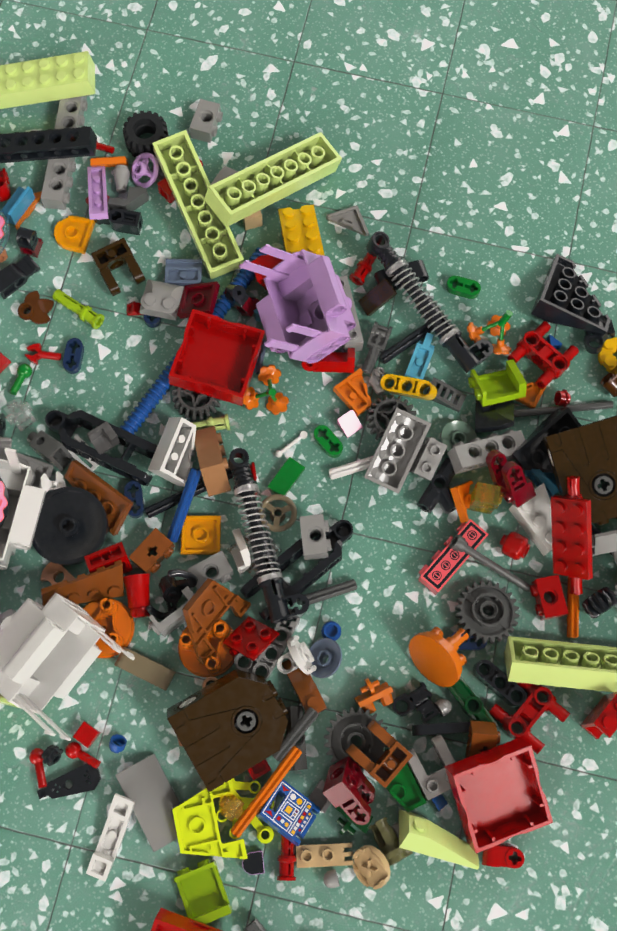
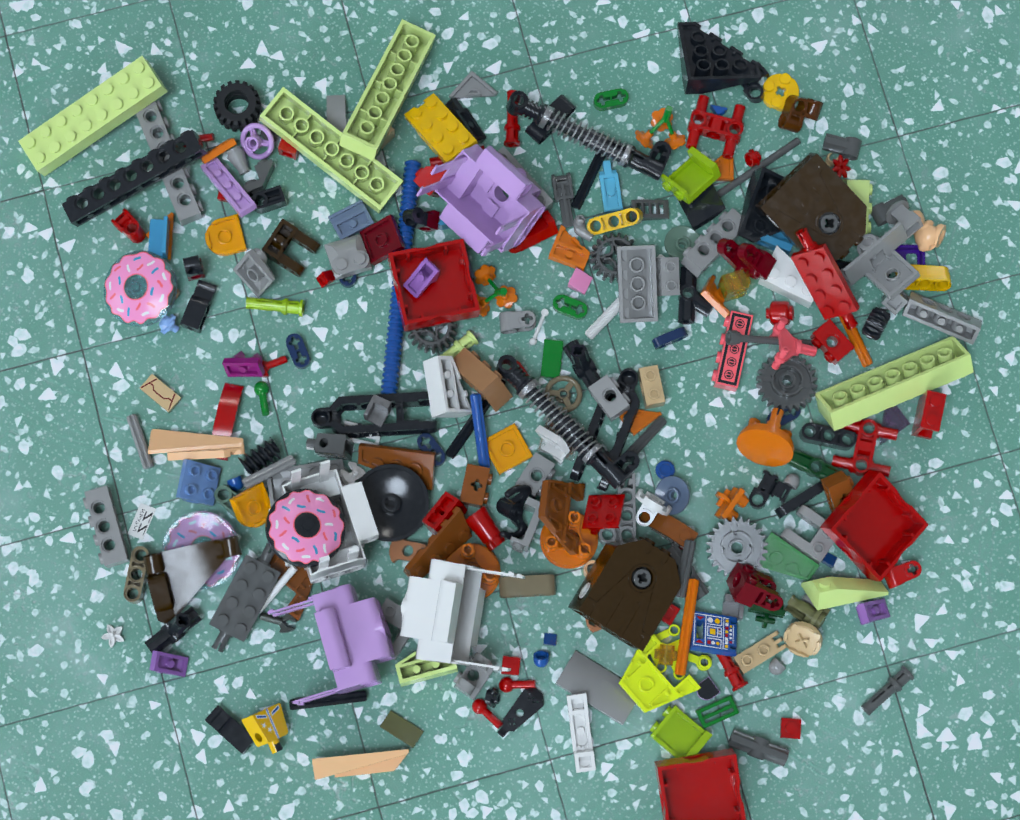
camera: 30 degrees left, 5 degrees up
(18, 342) = (244, 367): none -> magenta tile
(19, 414) = (288, 435): clear brick -> none
(34, 734) = (472, 688): none -> light grey brick
(38, 308) = (238, 324): reddish brown plate -> none
(76, 269) = (255, 271): none -> light grey slope
(136, 730) = (550, 639): none -> blue piece
(204, 112) = (281, 50): light grey brick -> none
(208, 345) = (421, 278): none -> medium lavender slope
(251, 890) = (732, 705): none -> green tile
(272, 427) = (515, 321): none -> light grey piece
(310, 493) = (581, 363): none -> black piece
(328, 240) = (466, 119): none -> black hinge
(336, 575) = (642, 420): none -> orange tile
(360, 549) = (651, 387): none -> tan brick
(377, 297) = (541, 151): dark brown tile -> none
(389, 763) = (774, 547): dark orange brick -> none
(401, 514) = (669, 338): none -> dark blue beam
(454, 877) = (872, 611): none -> medium lavender slope
(506, 578) = (788, 345): none -> coral axle
(571, 701) = (893, 419): none -> clear purple tile

